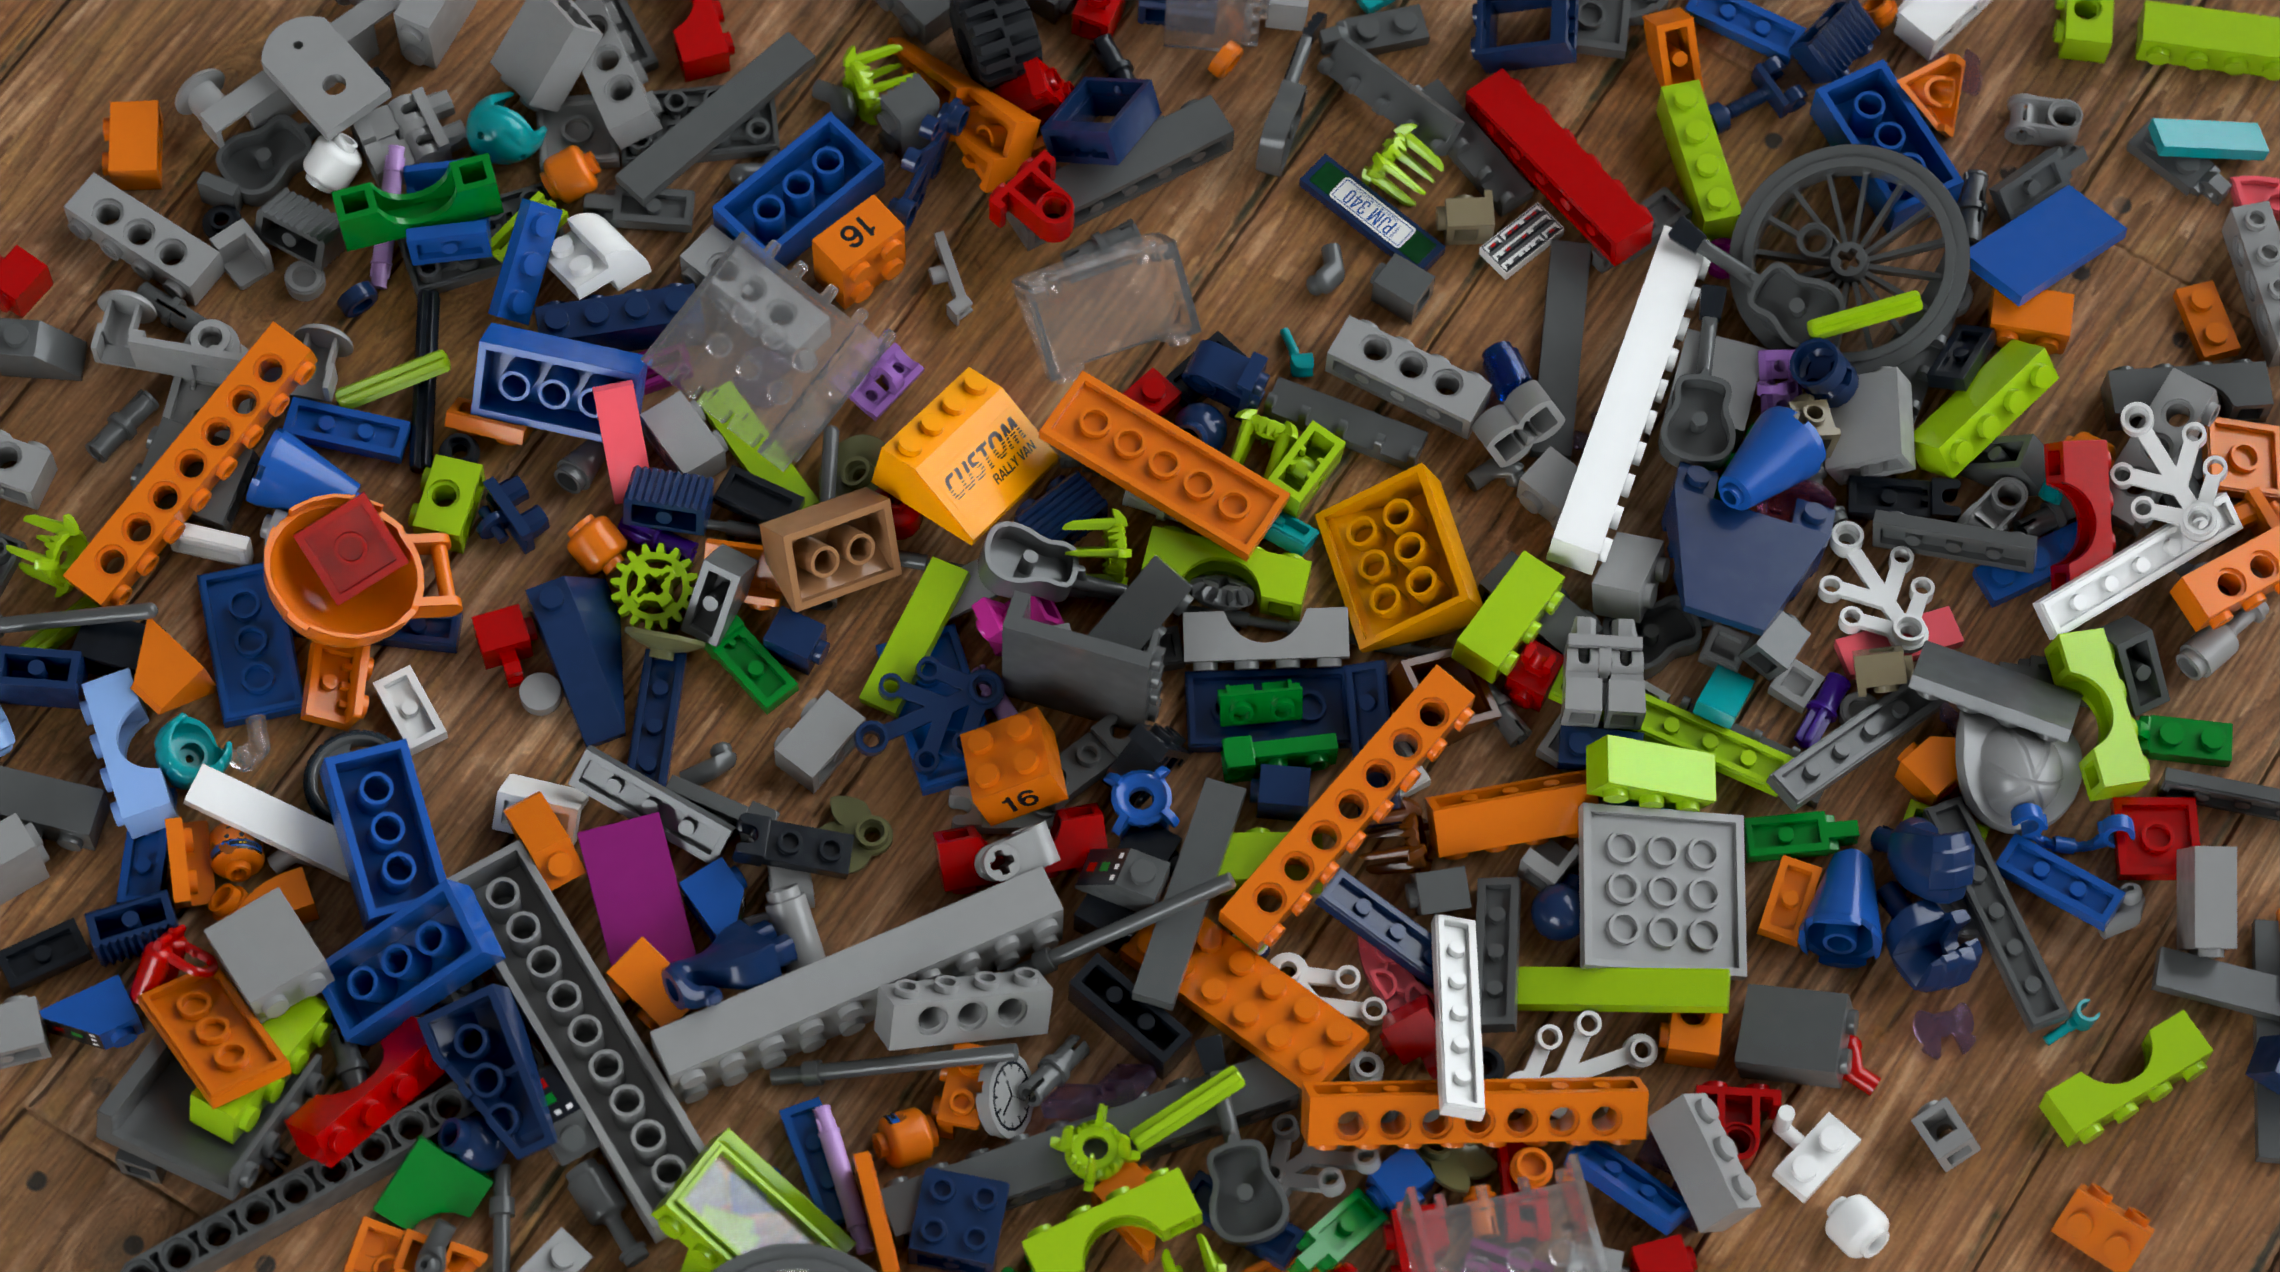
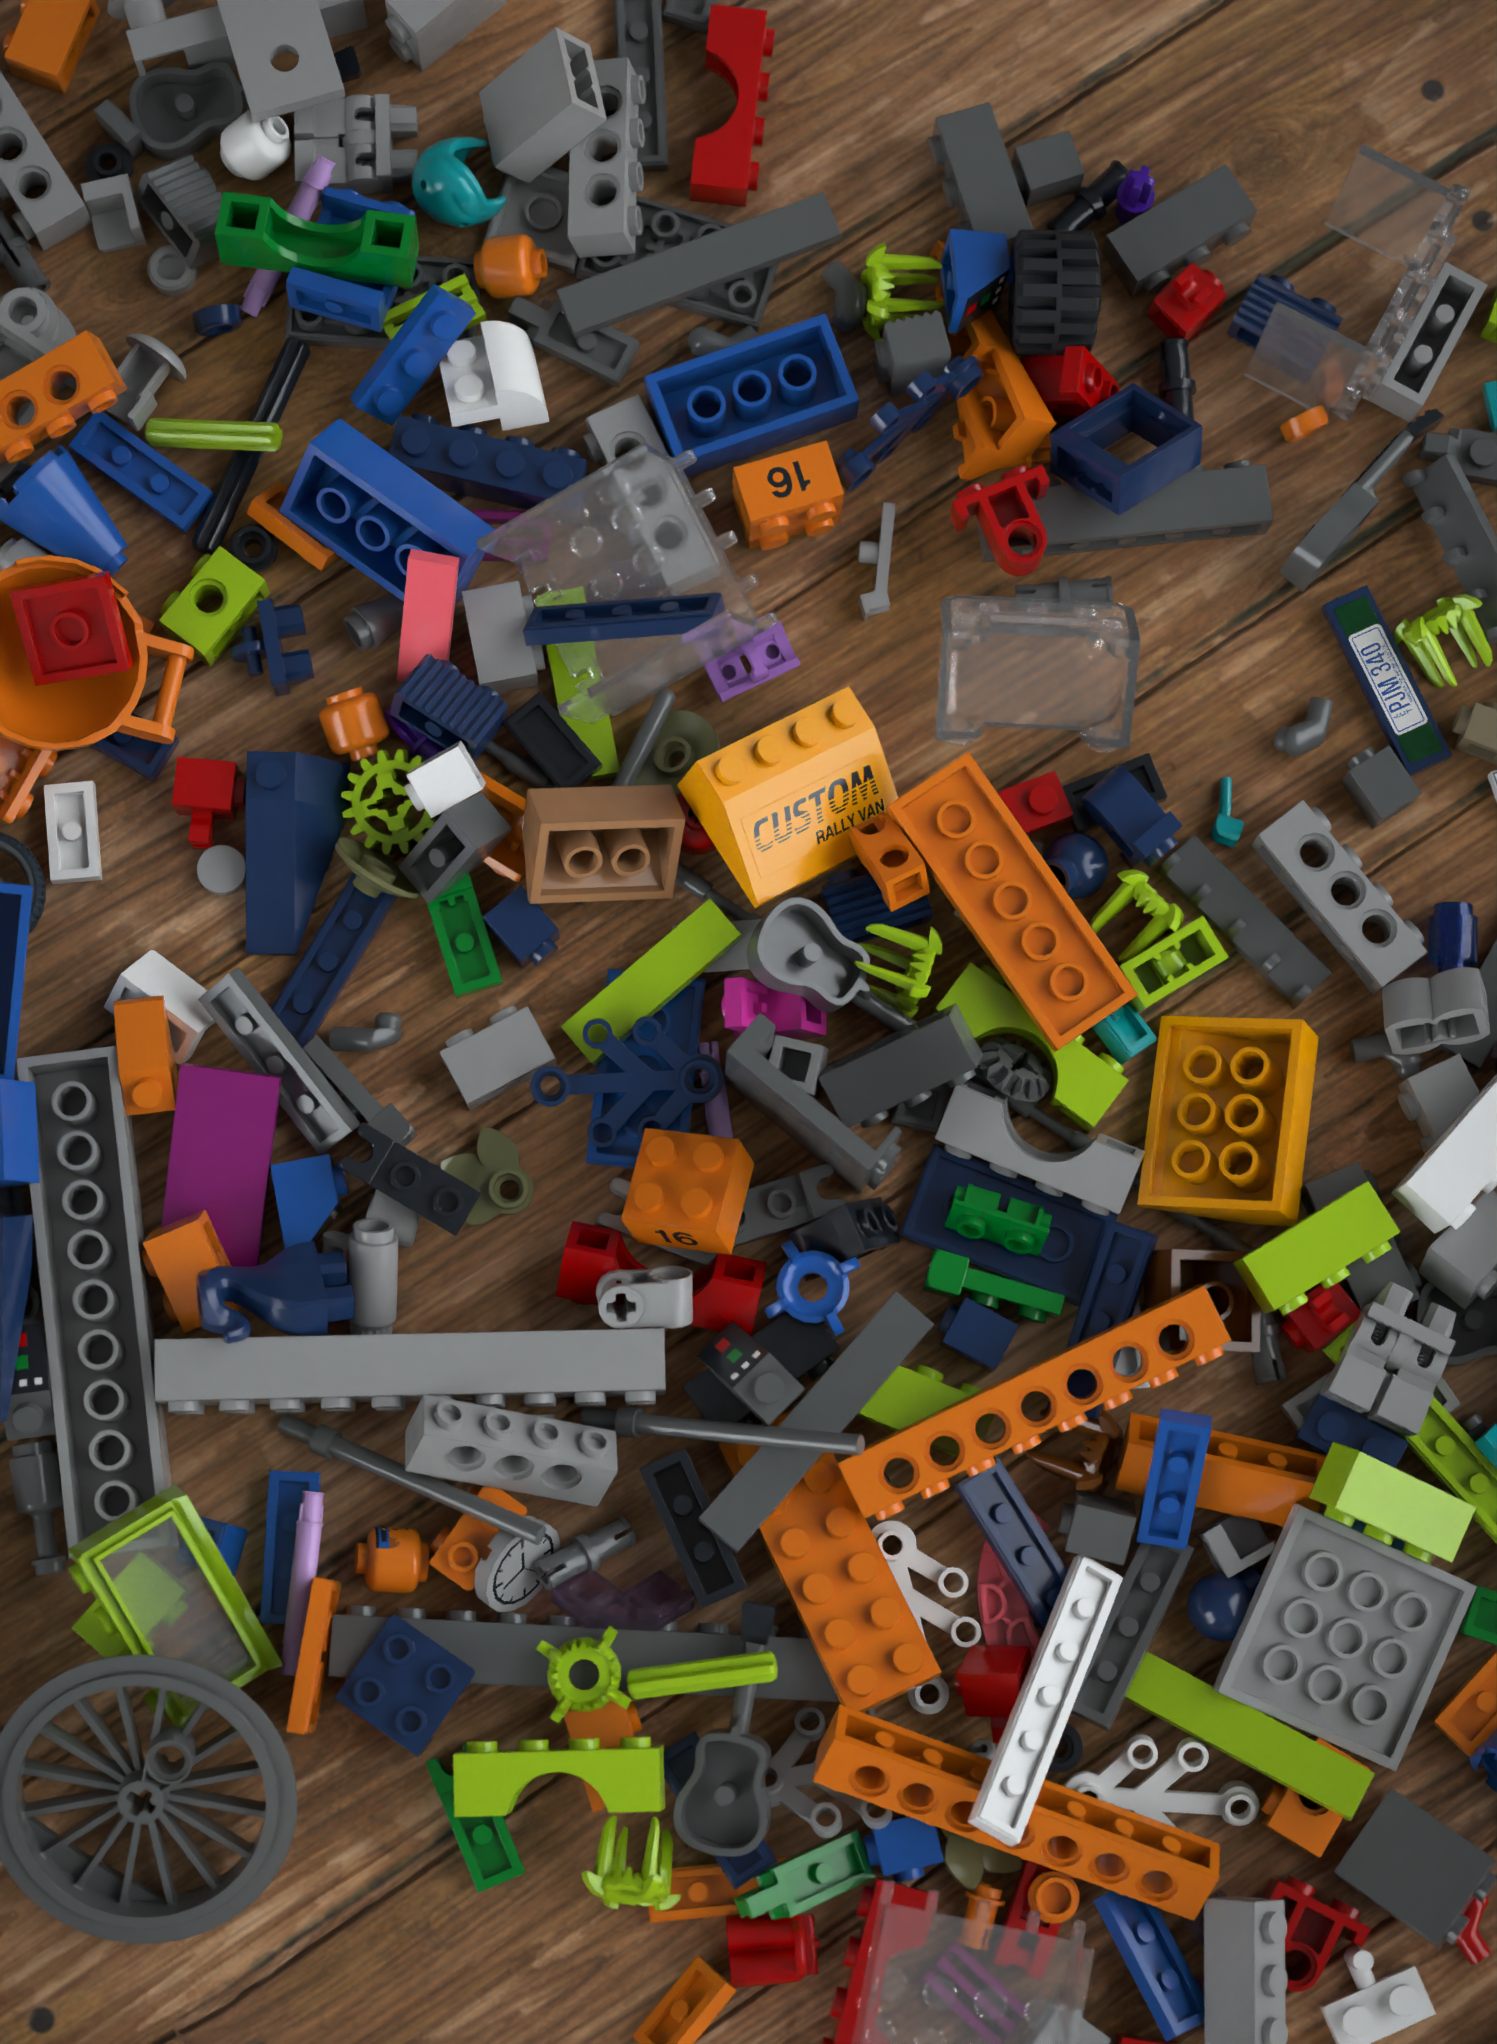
camera: 20 degrees right, 15 degrees up
(690, 545) = (444, 780): none -> white brick
(770, 381) = (620, 618): none -> dark blue tile
(929, 43) = (973, 275): none -> blue slope
(1058, 472) = (890, 860): none -> orange leg
(1479, 822) = (1173, 1478): none -> blue plate

